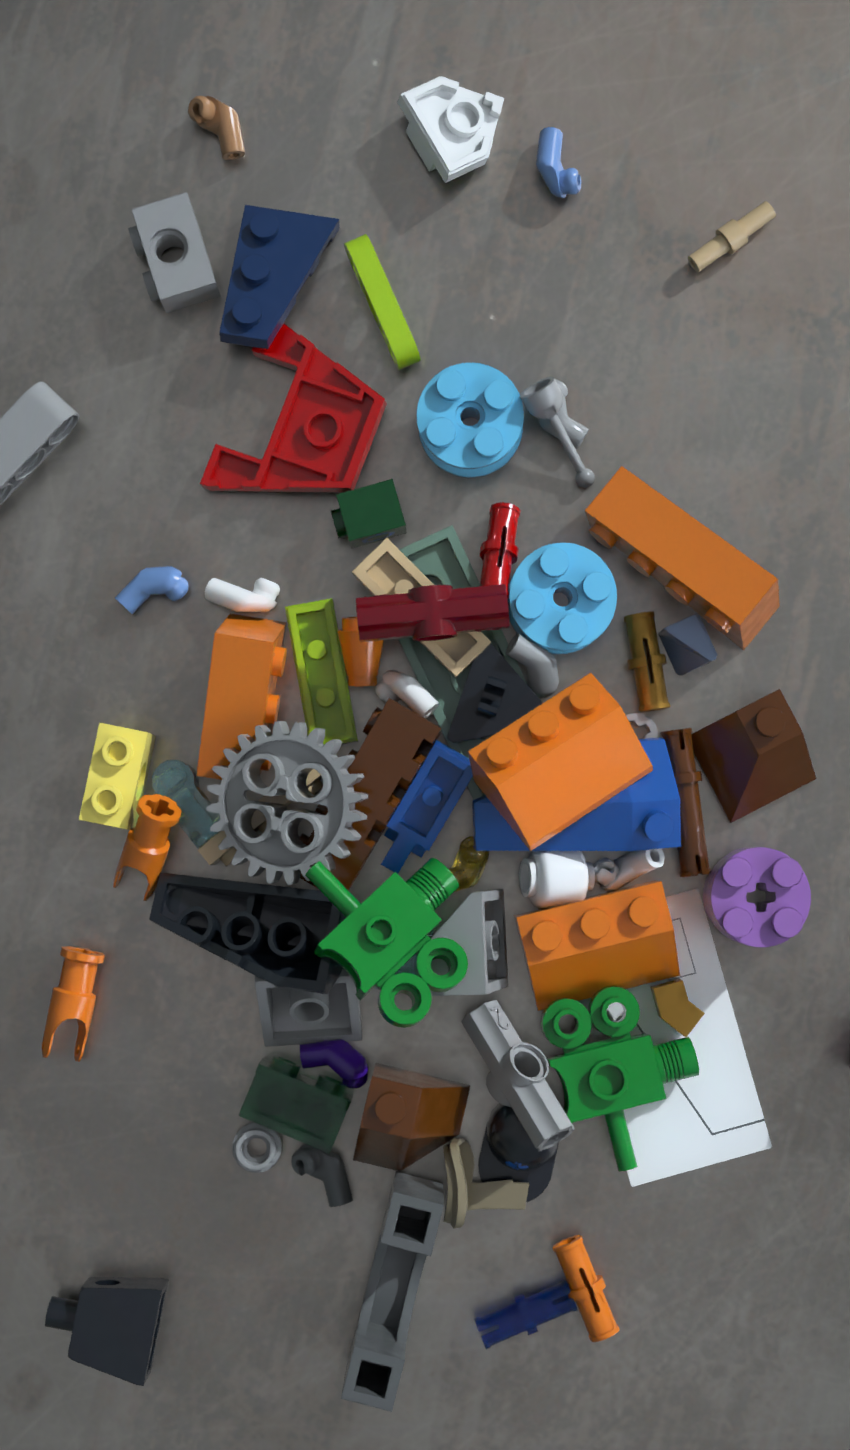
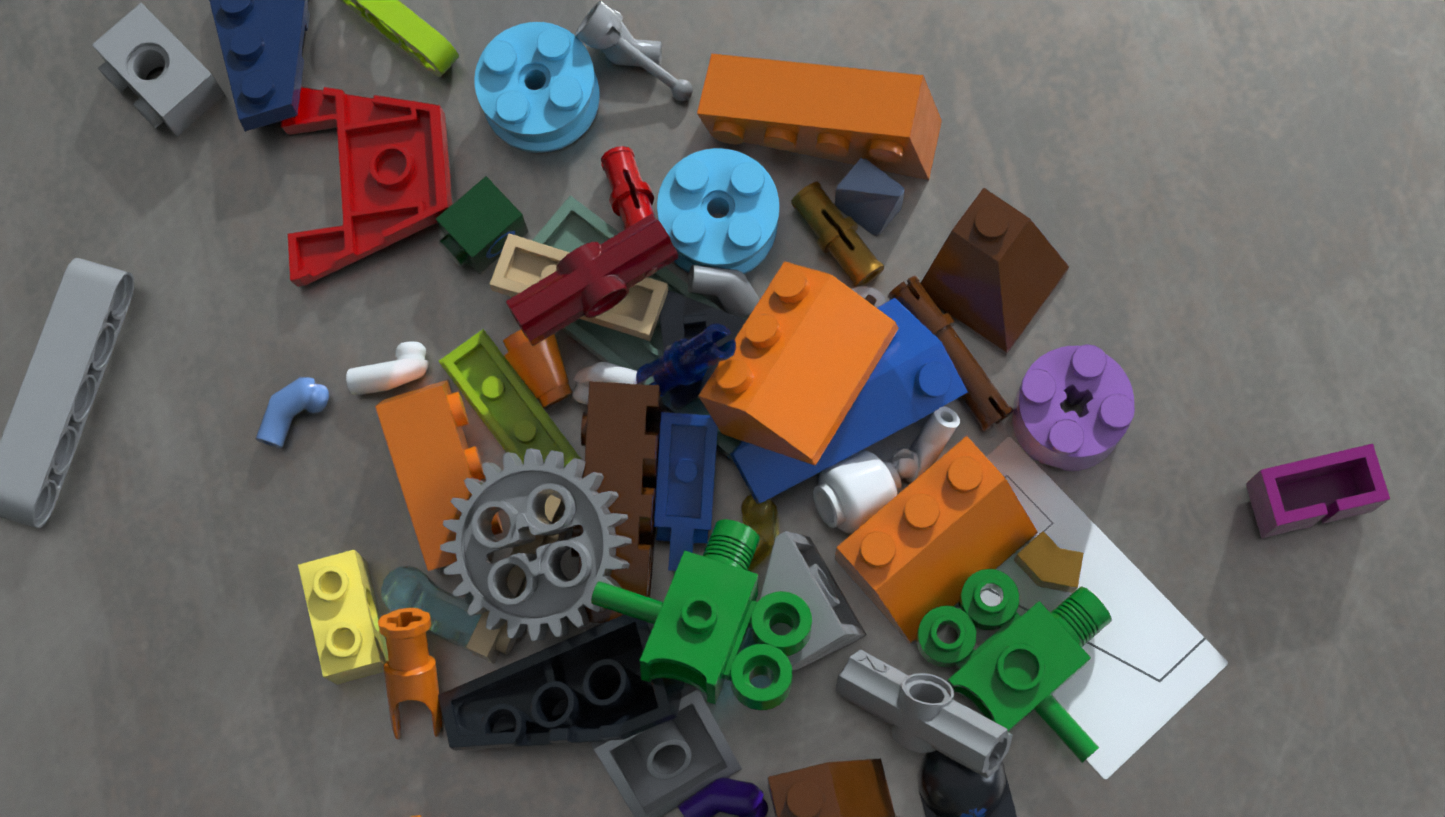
camera: 25 degrees left, 10 degrees down
(473, 716) = (688, 360): none -> clear blue pin

